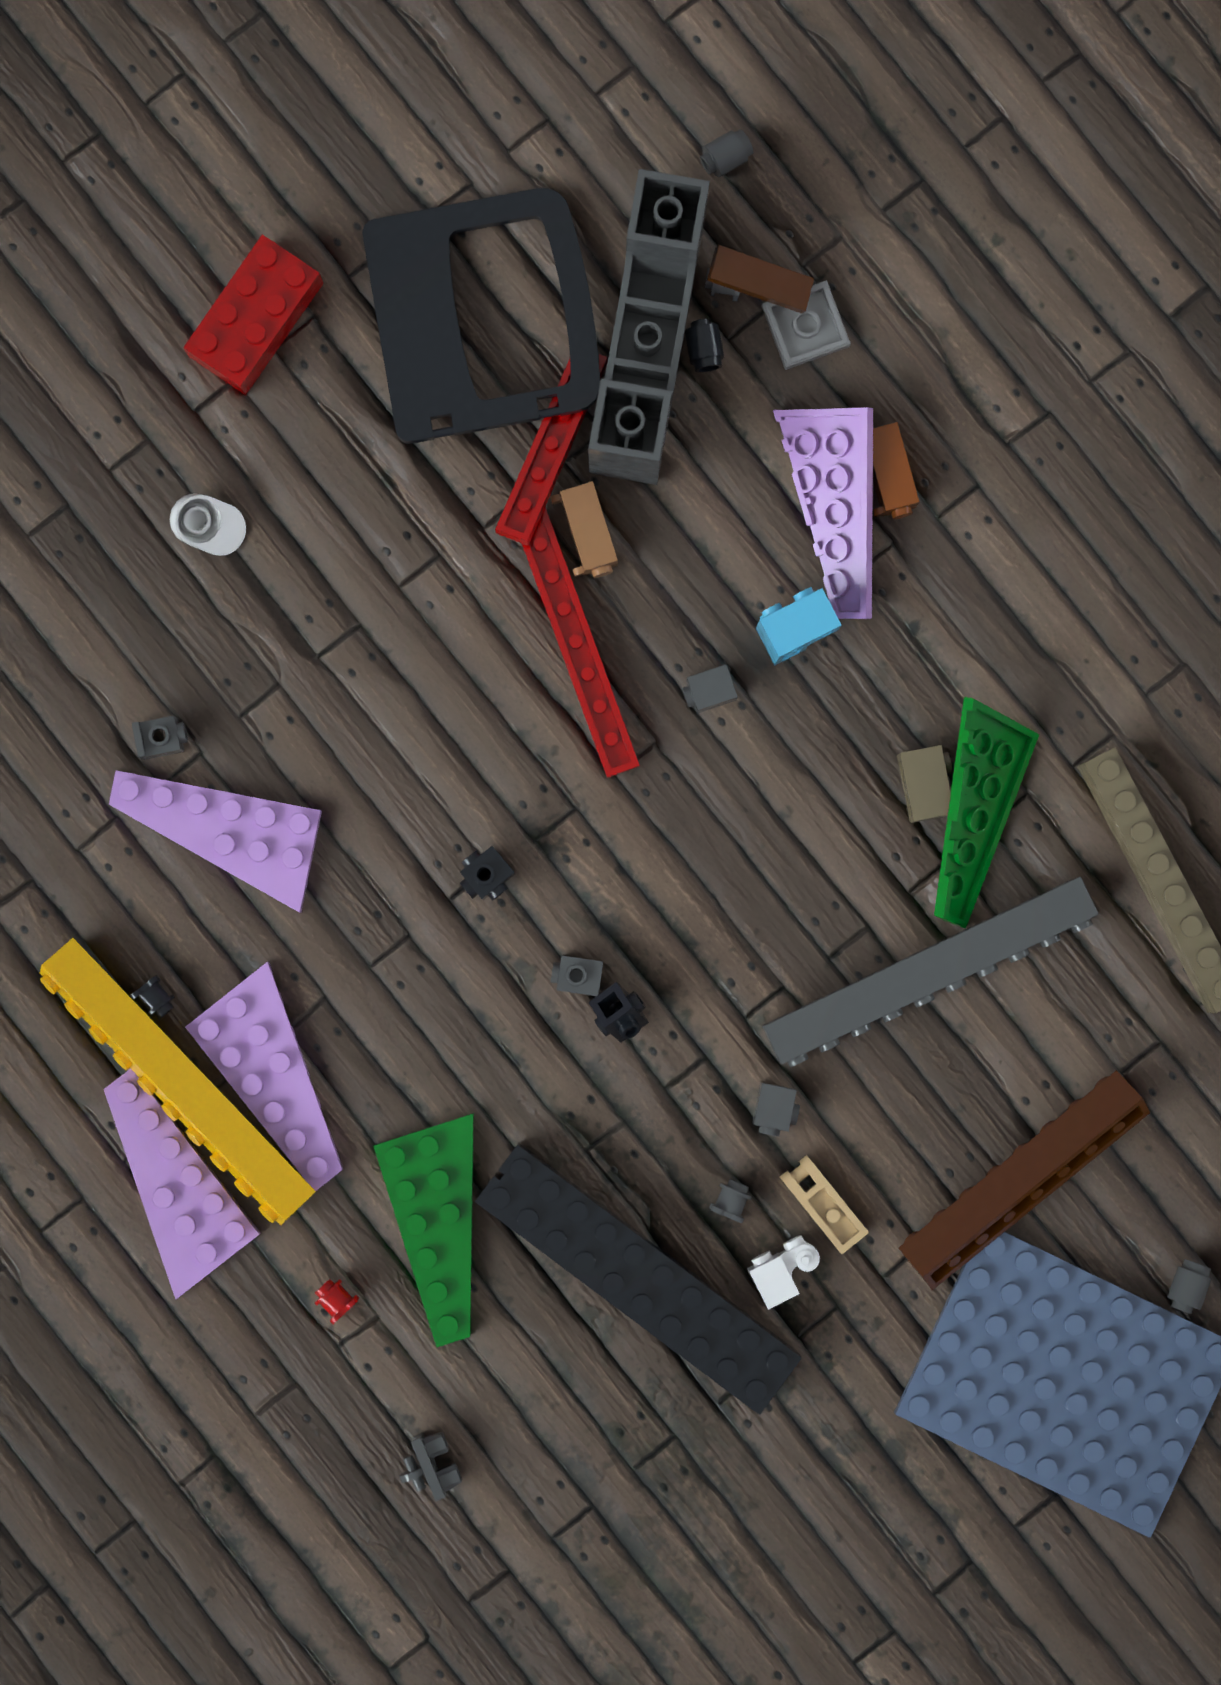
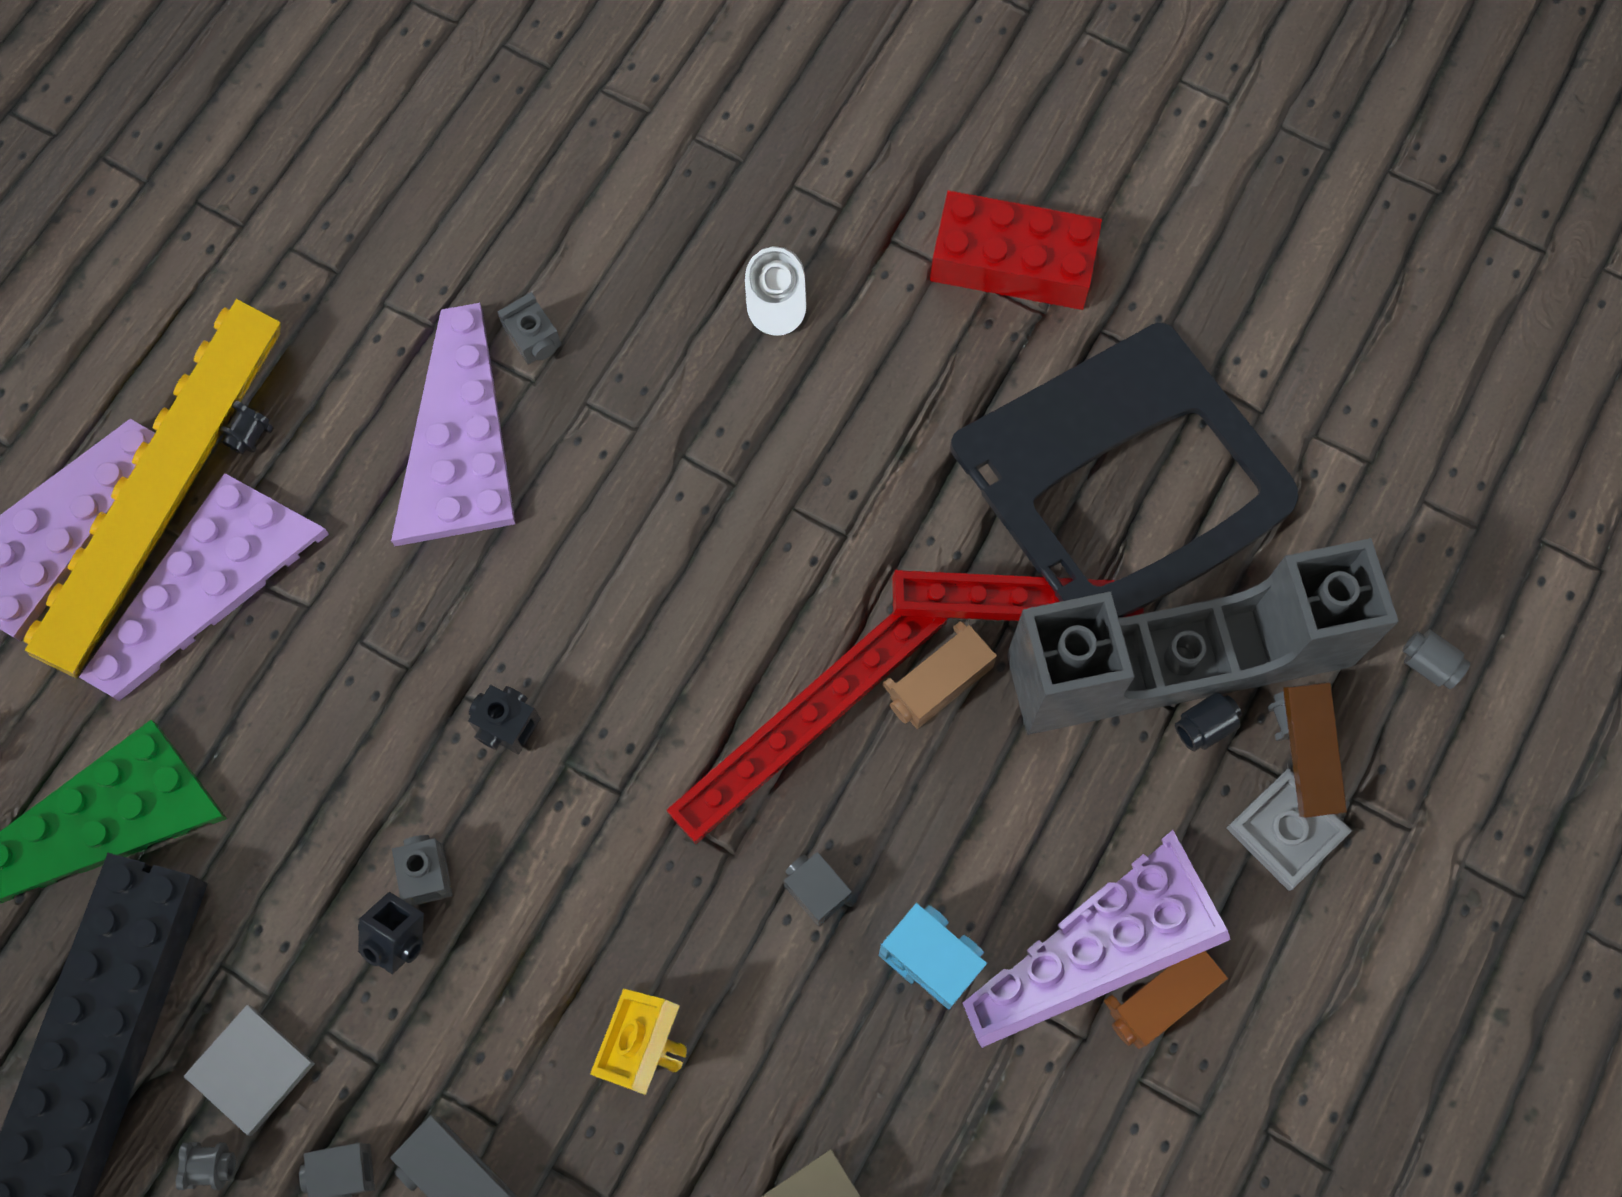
camera: 70 degrees right, 15 degrees down
(673, 1151) = (249, 1070): none -> light grey tile
(770, 861) = (638, 1042): none -> yellow tile

